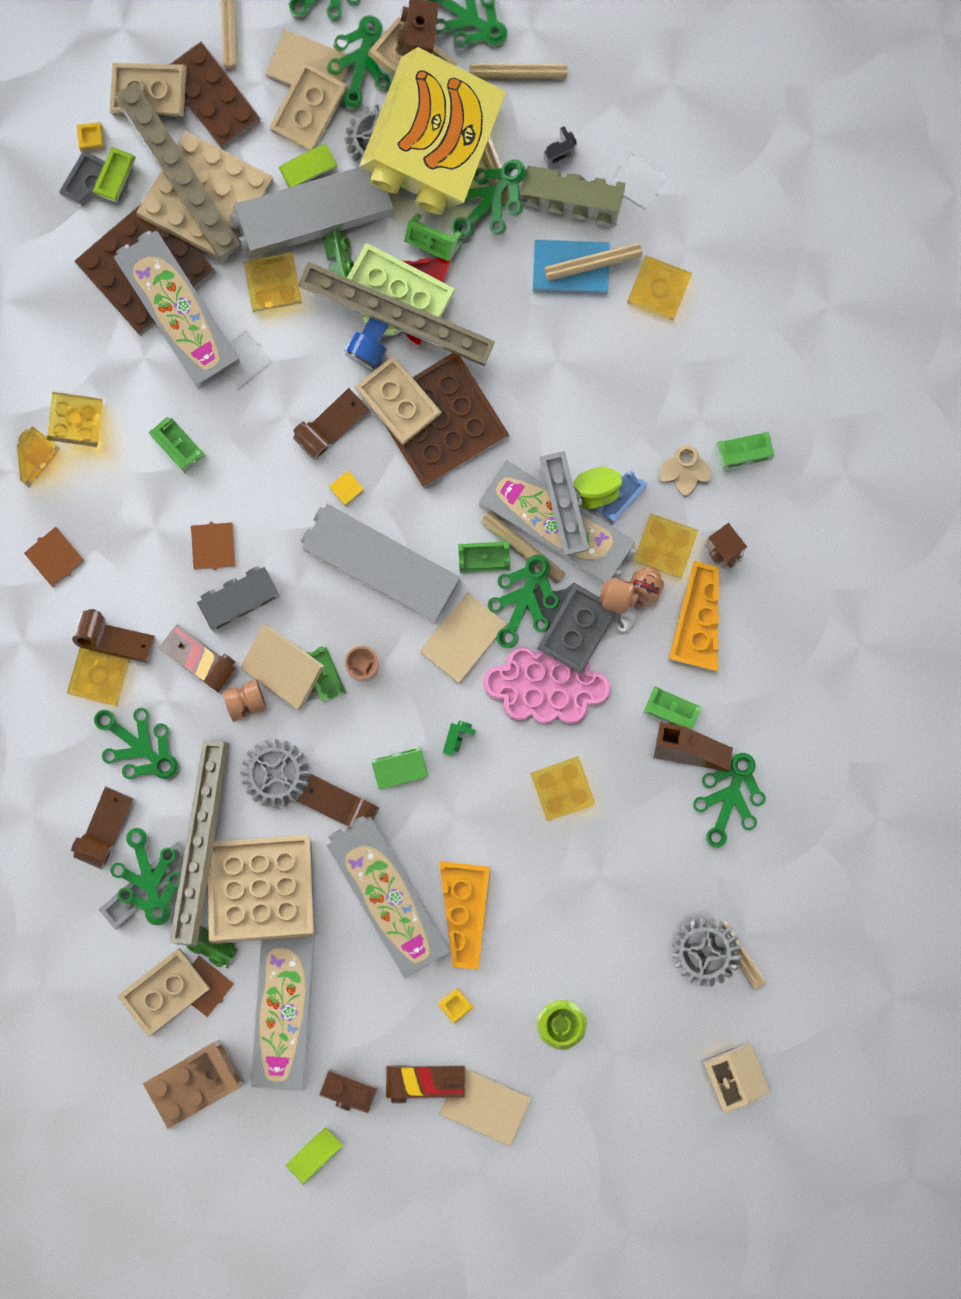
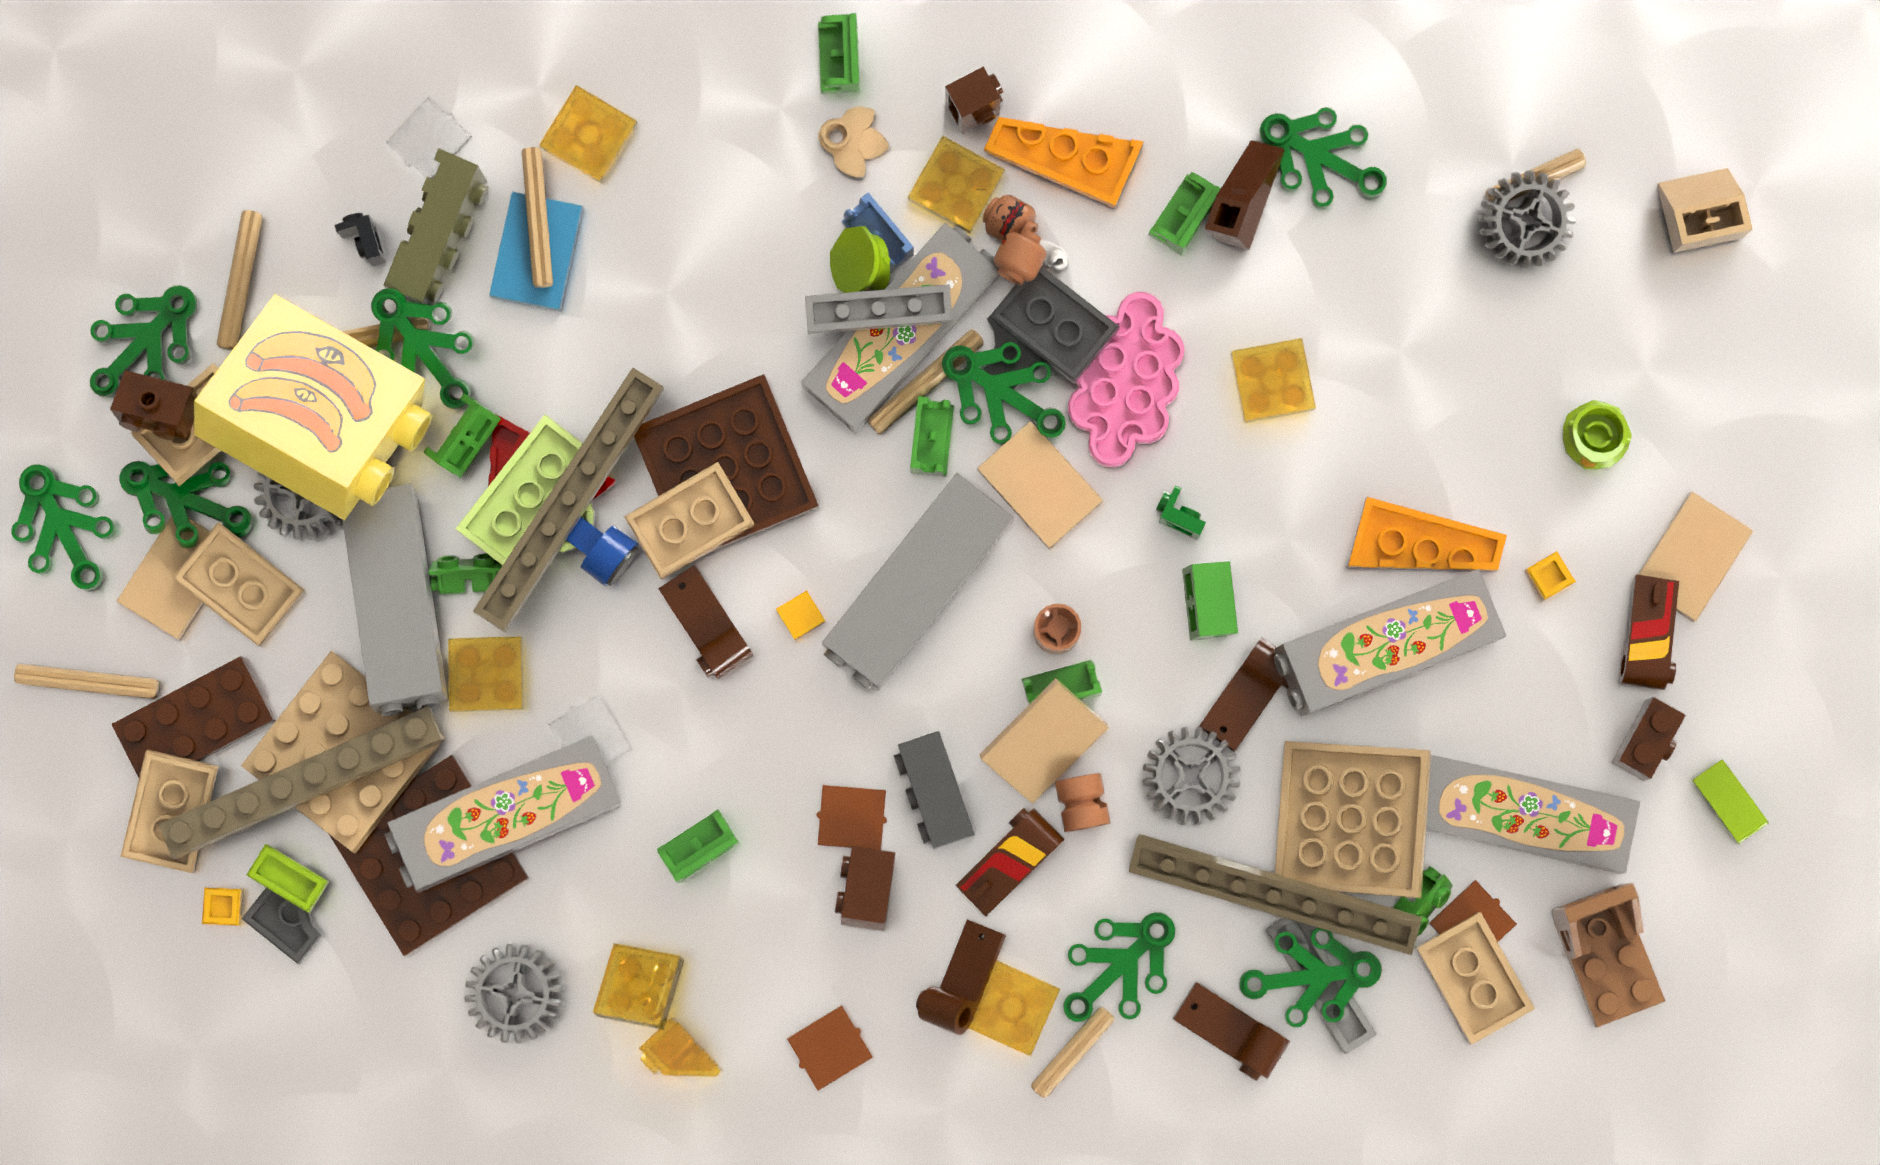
camera: 85 degrees left, 0 degrees up
(48, 337) = (519, 977): none -> light grey gear
(73, 721) = (1072, 1052): none -> tan axle
(163, 562) = (866, 889): none -> reddish brown brick
(307, 166) = (326, 598): lime slope -> none

